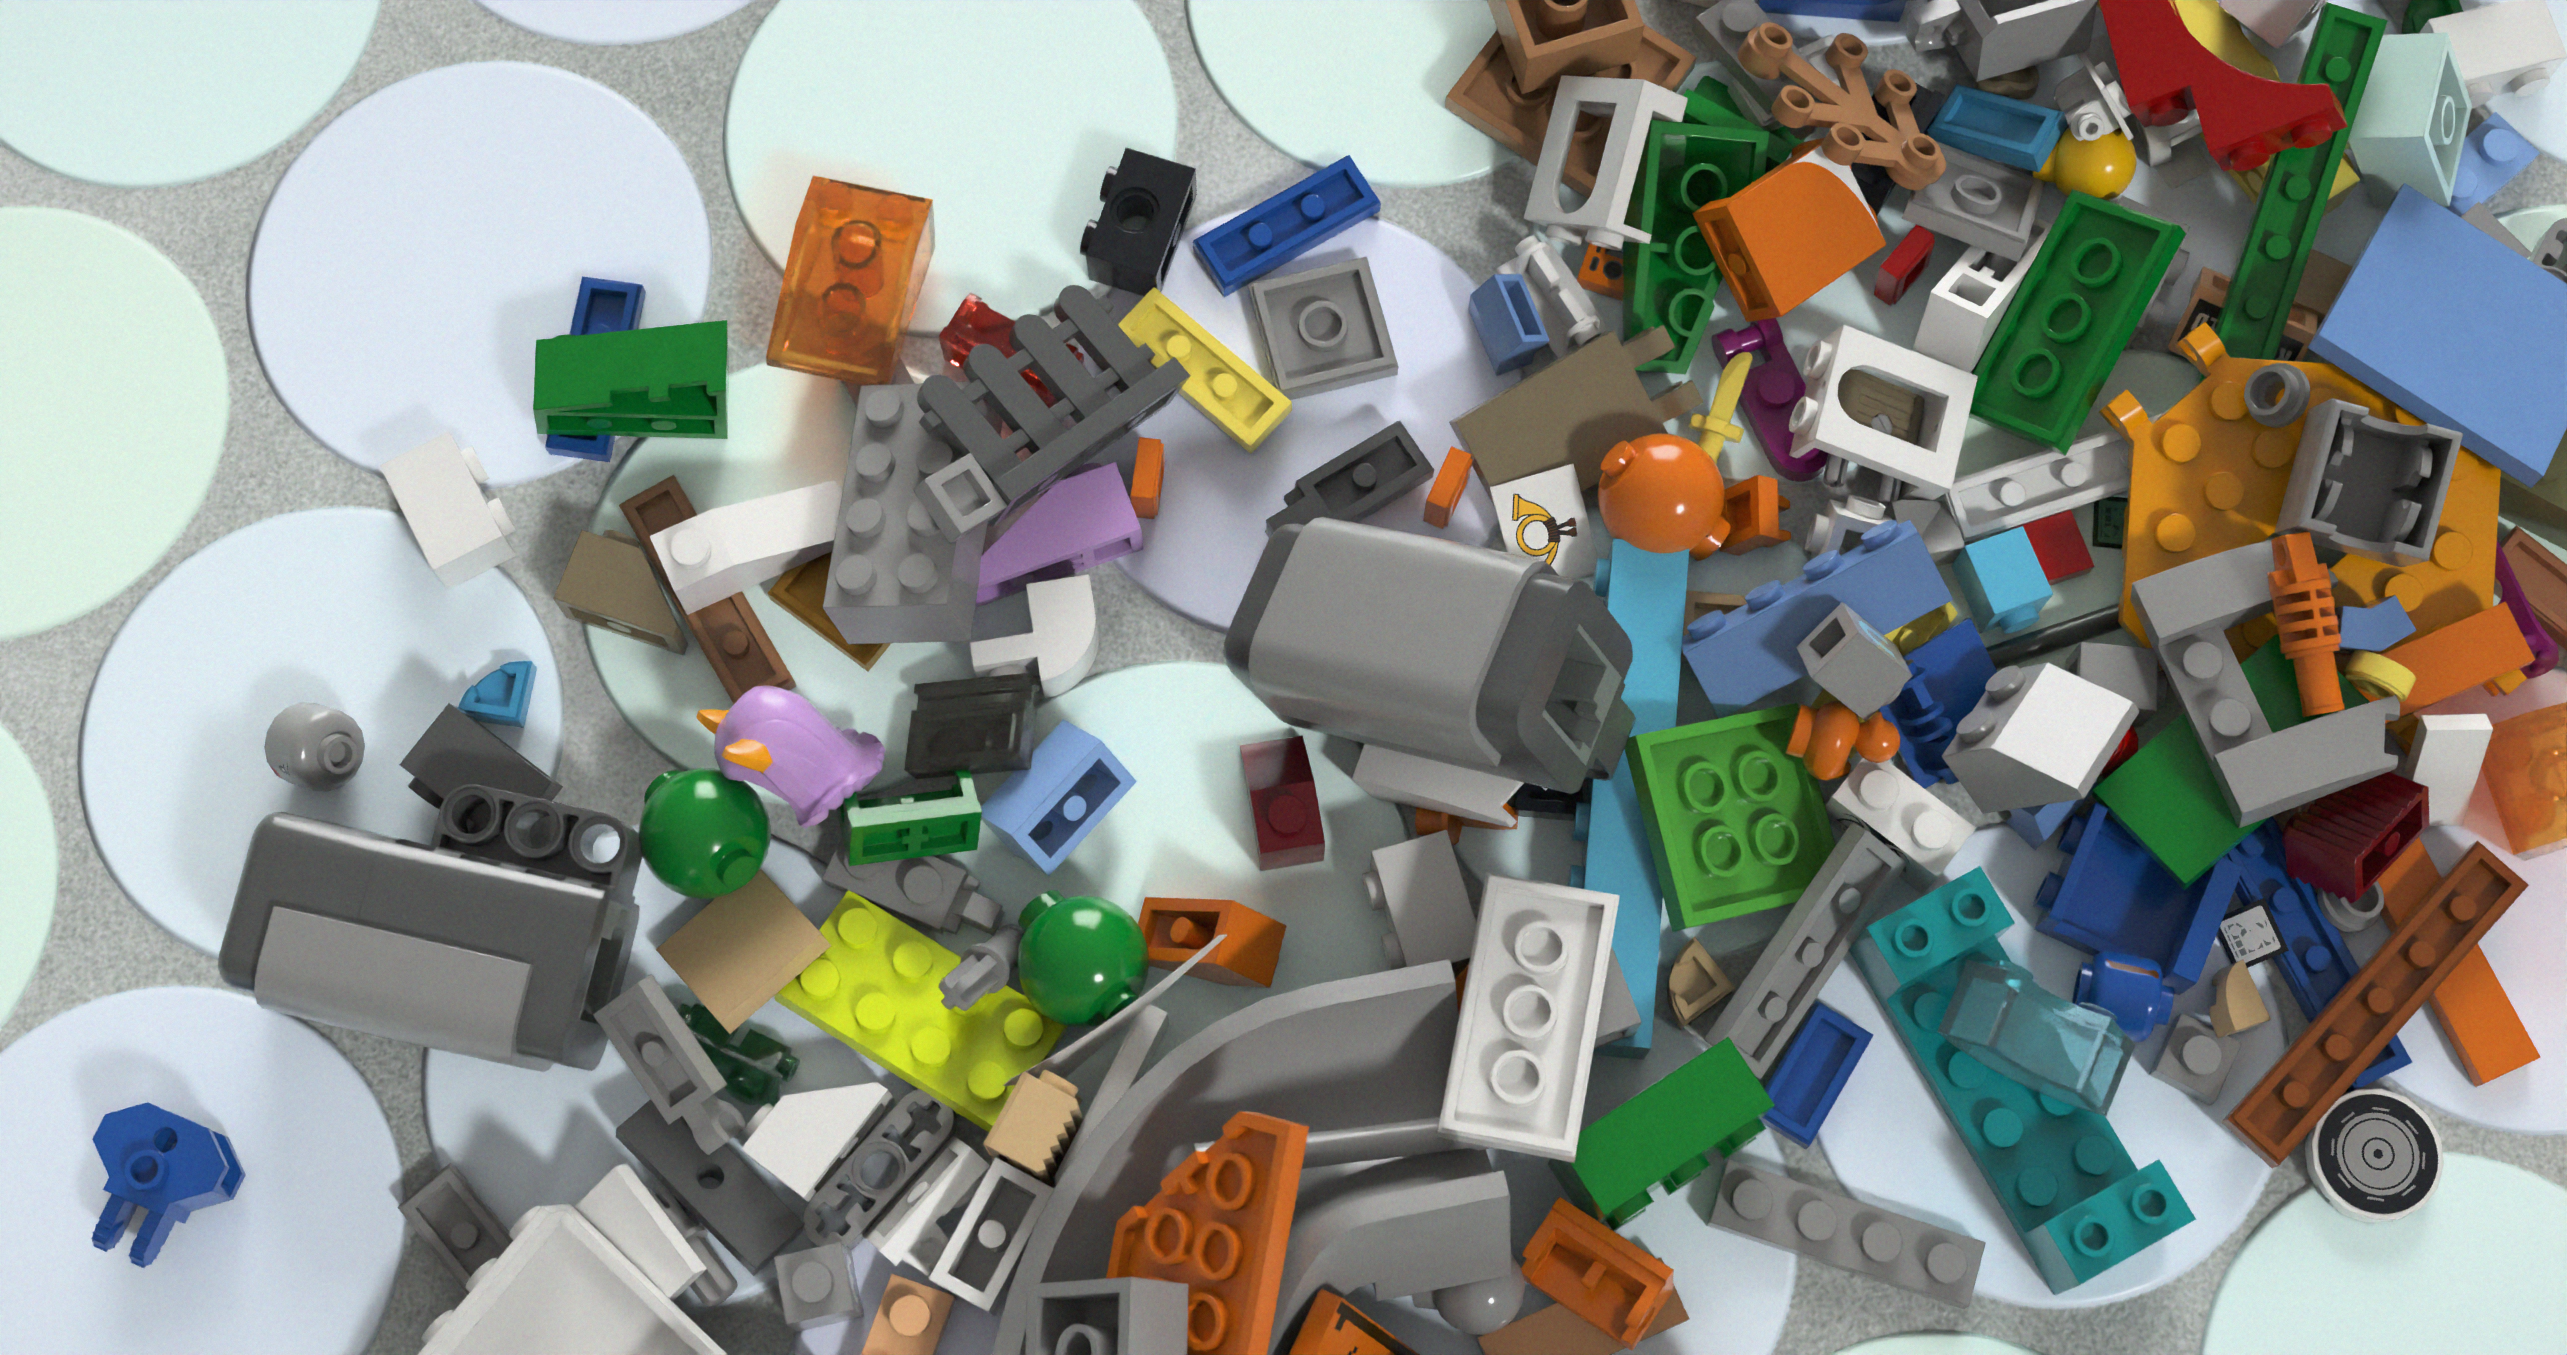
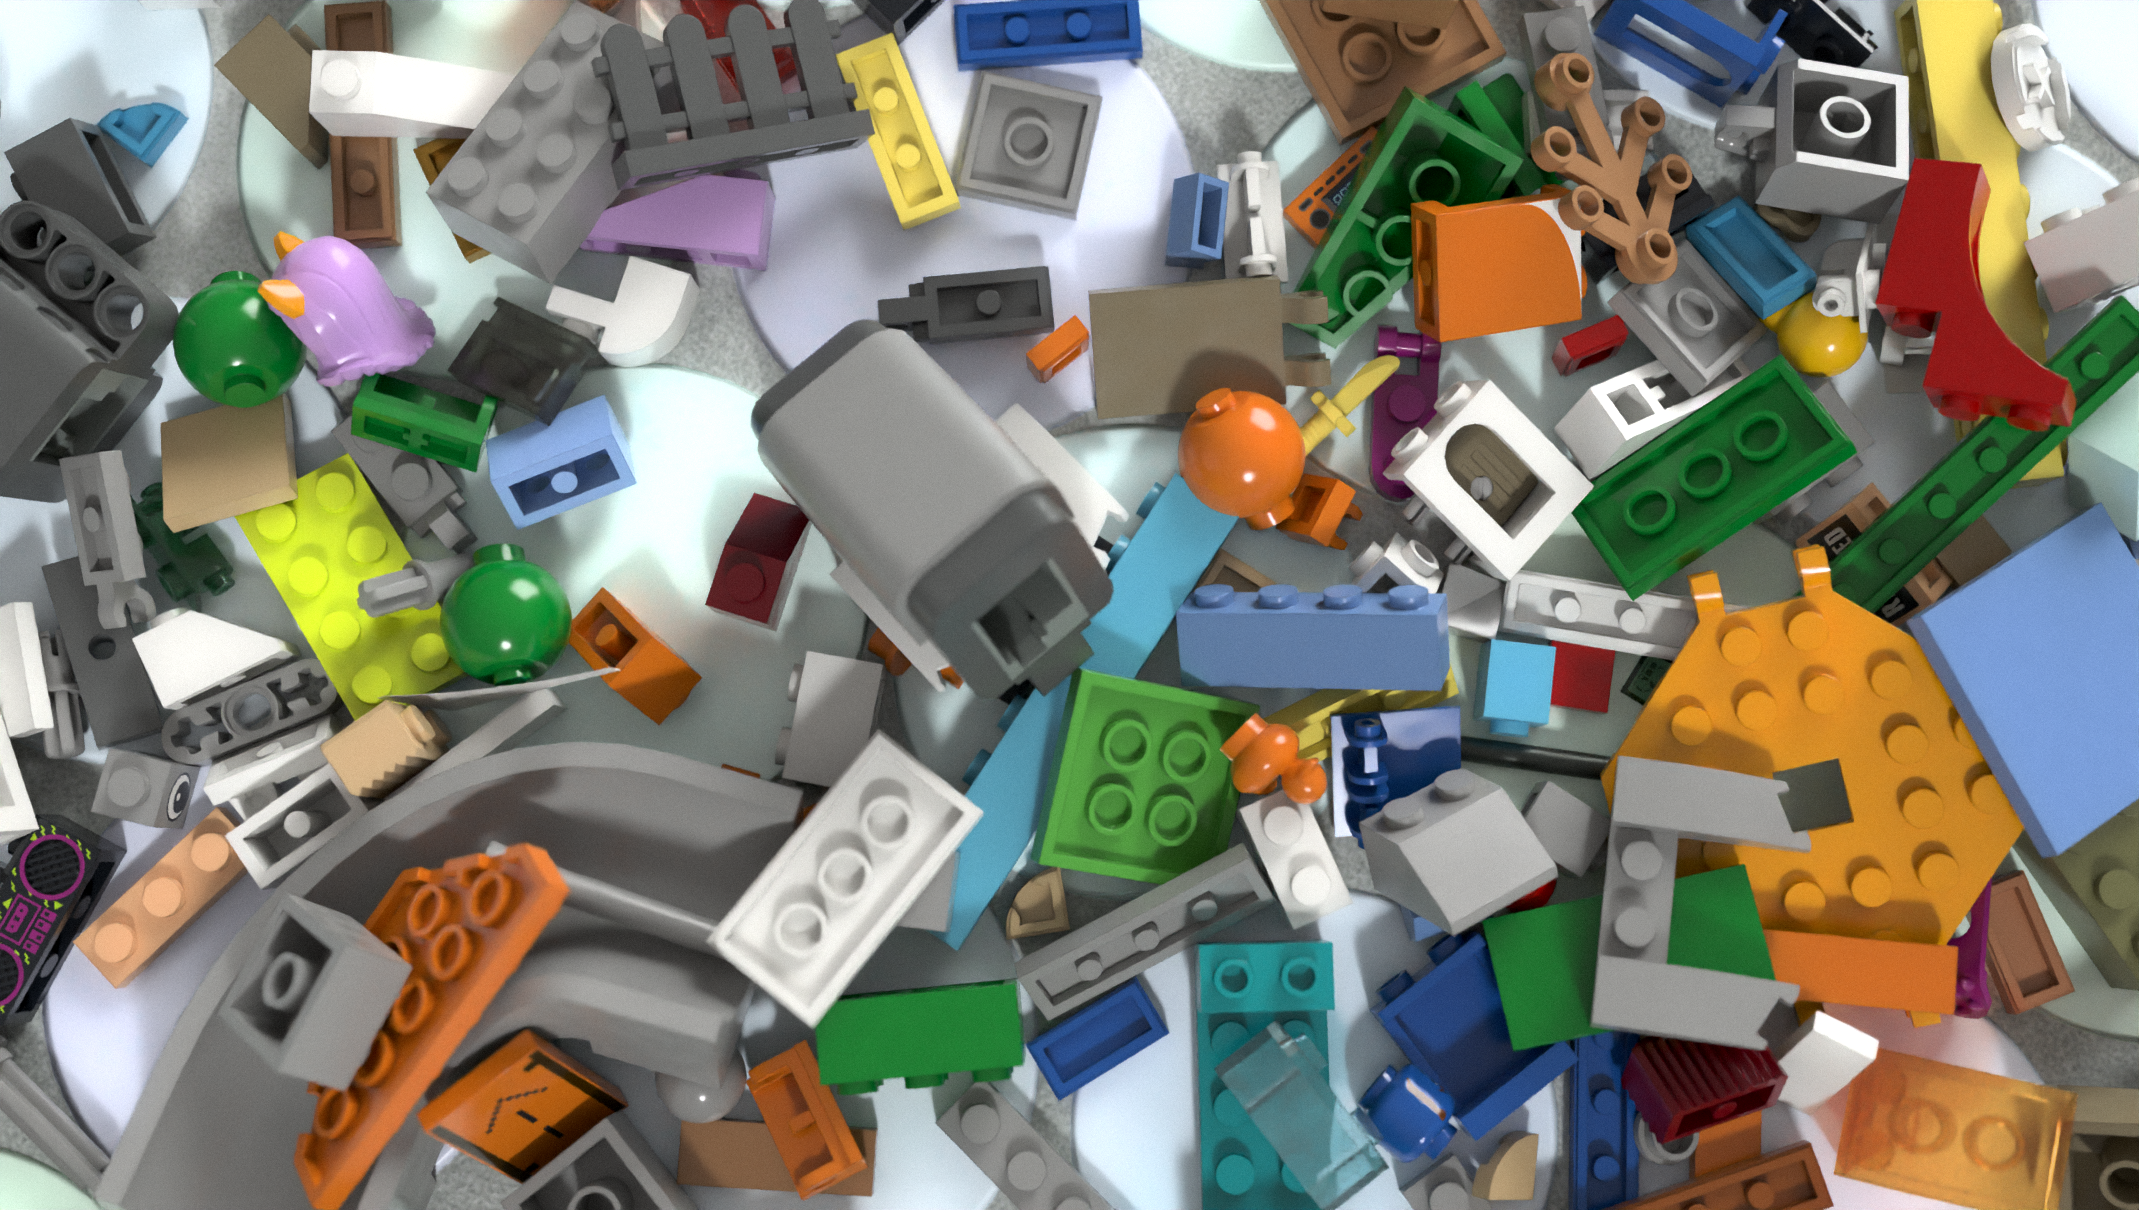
camera: 30 degrees right, 10 degrees up
(960, 498) = (585, 152): light grey plate -> none
(1148, 477) = (795, 208): orange tile -> none
(1547, 521) = (1128, 429): white sticker -> none
(1632, 107) = (1326, 162): white panel -> none
(1854, 662) = (1318, 702): light grey brick -> none
(2251, 934) = (1559, 1116): sticker -> none
(2264, 387) = (1839, 642): light grey plate -> none
(2306, 621) = (1754, 877): orange hinge -> none
(2368, 484) = (1886, 780): light grey piece -> none
(2372, 625) = (1811, 906): medium blue piece -> none
(2379, 675) = (1796, 958): light yellow tile -> none

